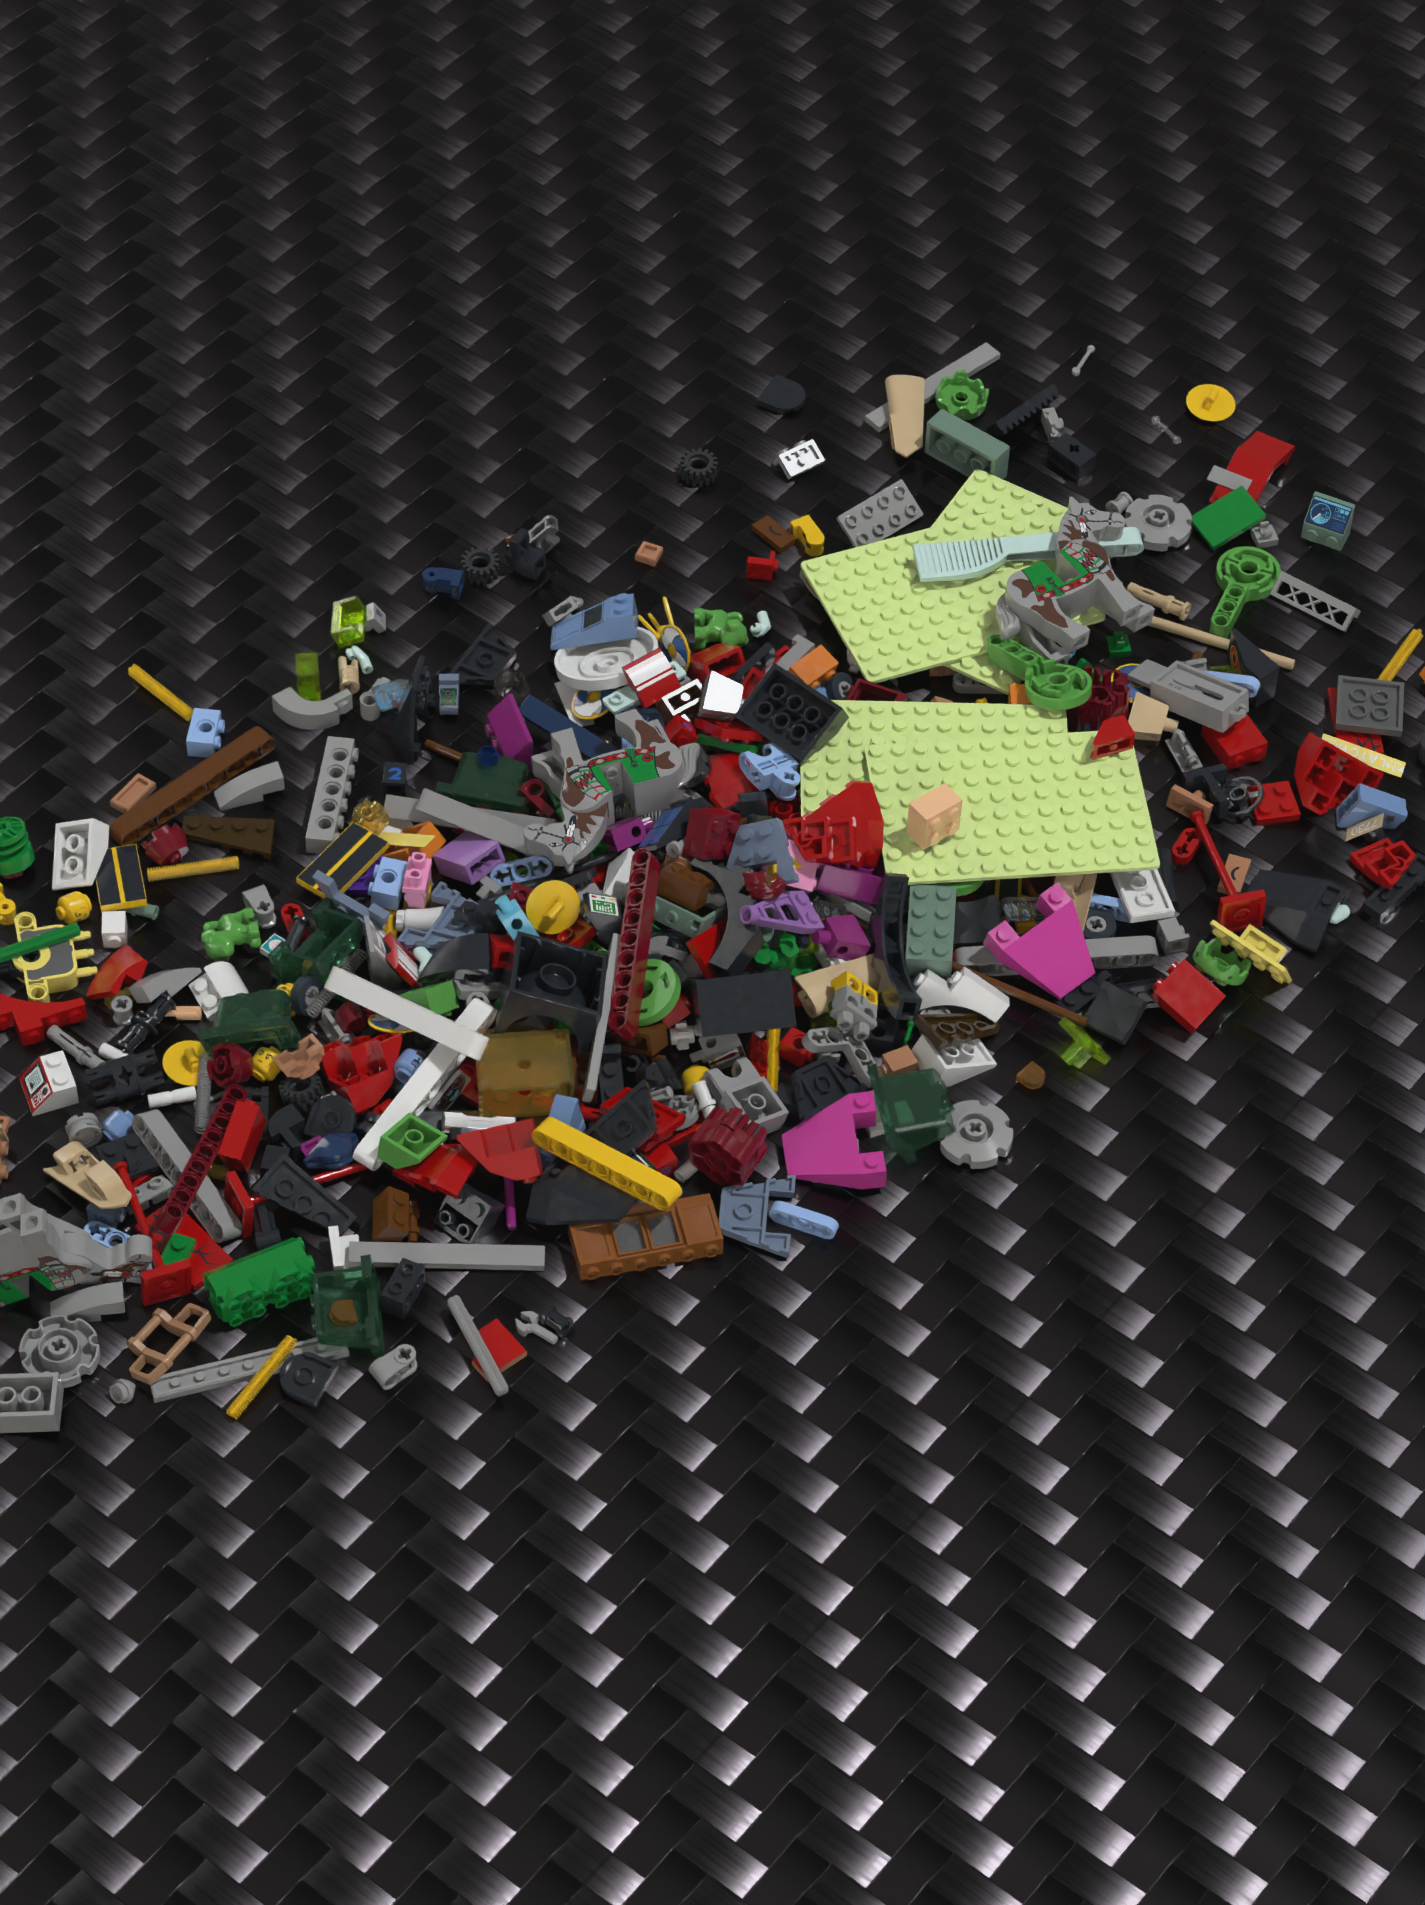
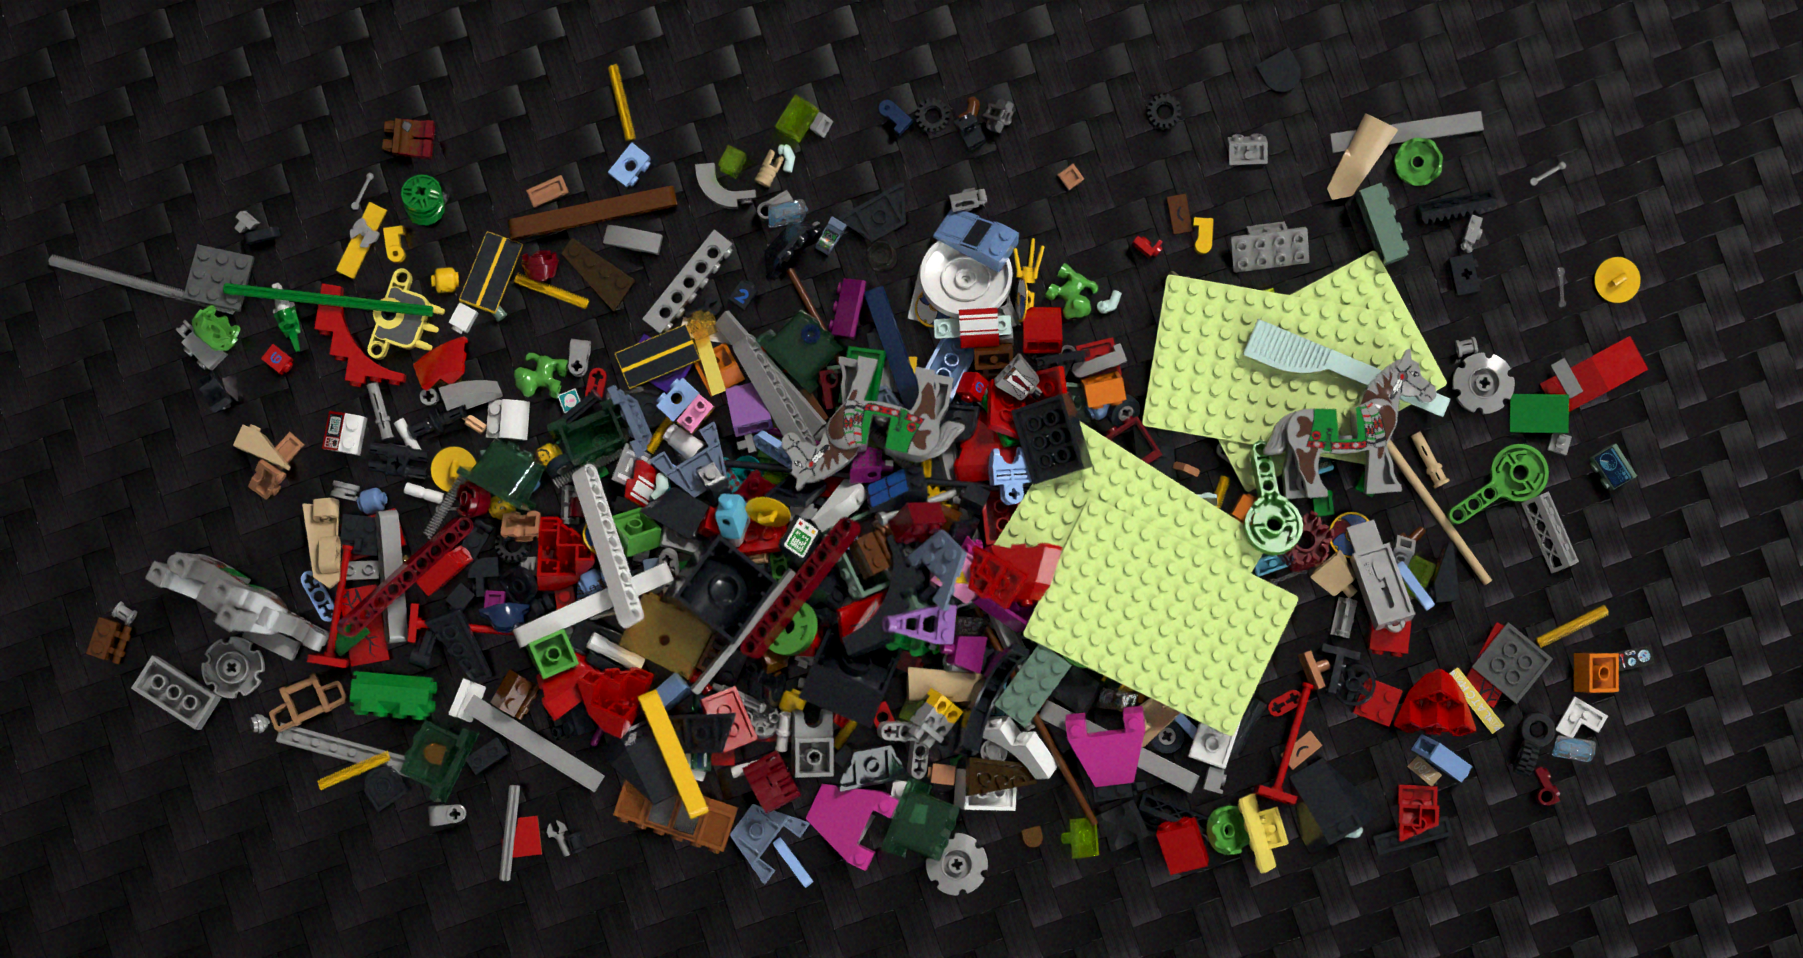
camera: 30 degrees right, 35 degrees up
(78, 852) = (473, 235): white slope -> none
(763, 886) = (918, 601): dark red hair -> none
(934, 816) = (1086, 609): light nougat brick -> none
(1113, 737) = (1274, 605): red slope -> none

